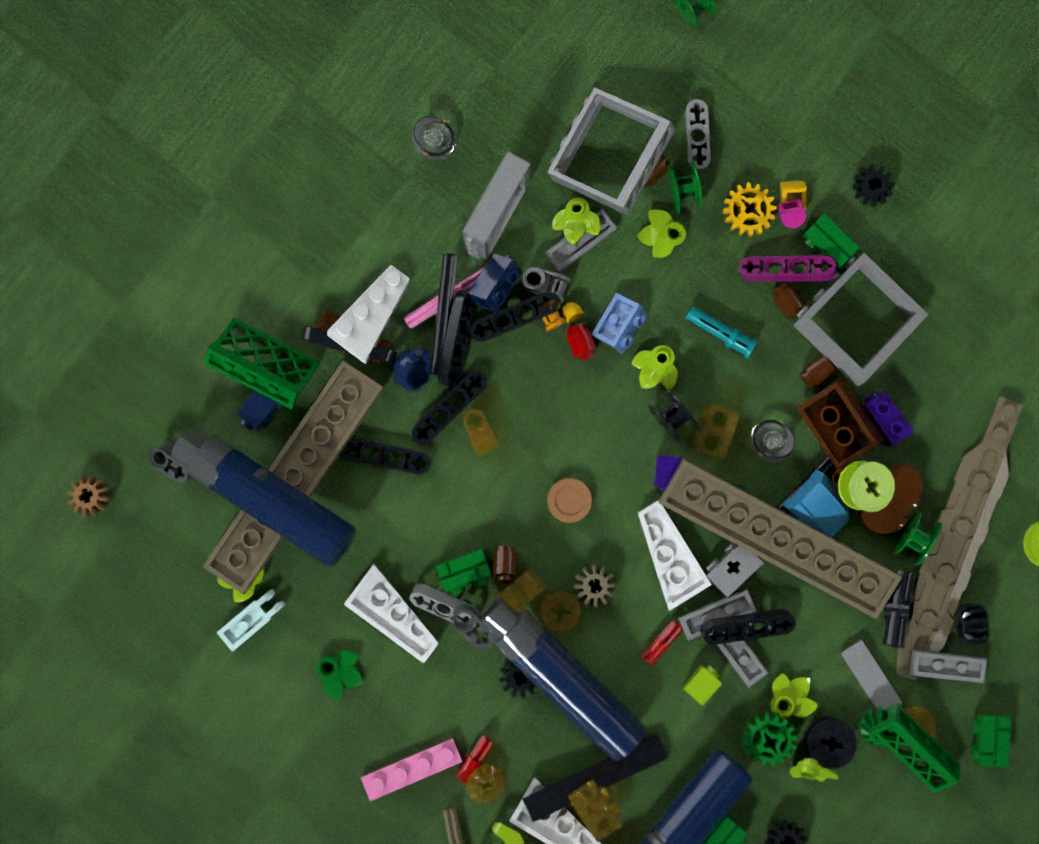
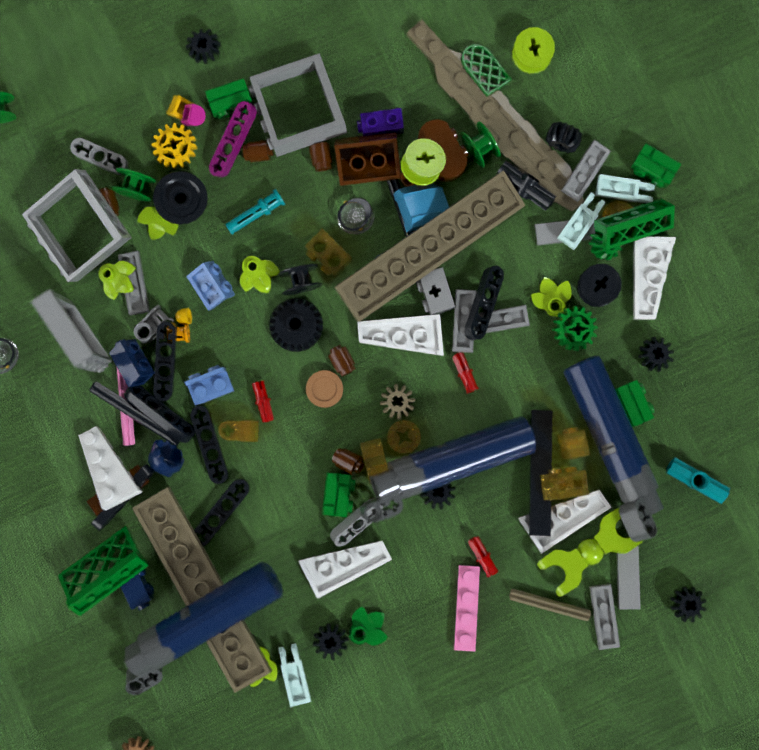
camera: 65 degrees left, 0 degrees up
(310, 634) = (326, 634): none -> black gear
(483, 775) = (497, 557): clear yellow gear -> none
(512, 376) = (209, 385): none -> medium blue bracket
(523, 441) = (262, 401): none -> red axle
(581, 342) = (209, 321): red brick -> none
(607, 444) = (301, 338): none -> black gear
(609, 504) = (341, 360): none -> reddish brown brick
(643, 798) = (573, 443): none -> clear yellow brick
(664, 469) = (336, 306): dark purple brick -> none
(702, 684) = (510, 357): lime brick -> none
(712, 241) = (177, 185): none -> black gear
(811, 769) = (613, 308): lime plate -> none
(876, 789) = (650, 267): none -> white wing
(887, 688) = (580, 223): none -> light aqua hinge
(948, 716) = (622, 188): none -> light aqua hinge
(1019, 503) = (492, 59): none -> green window

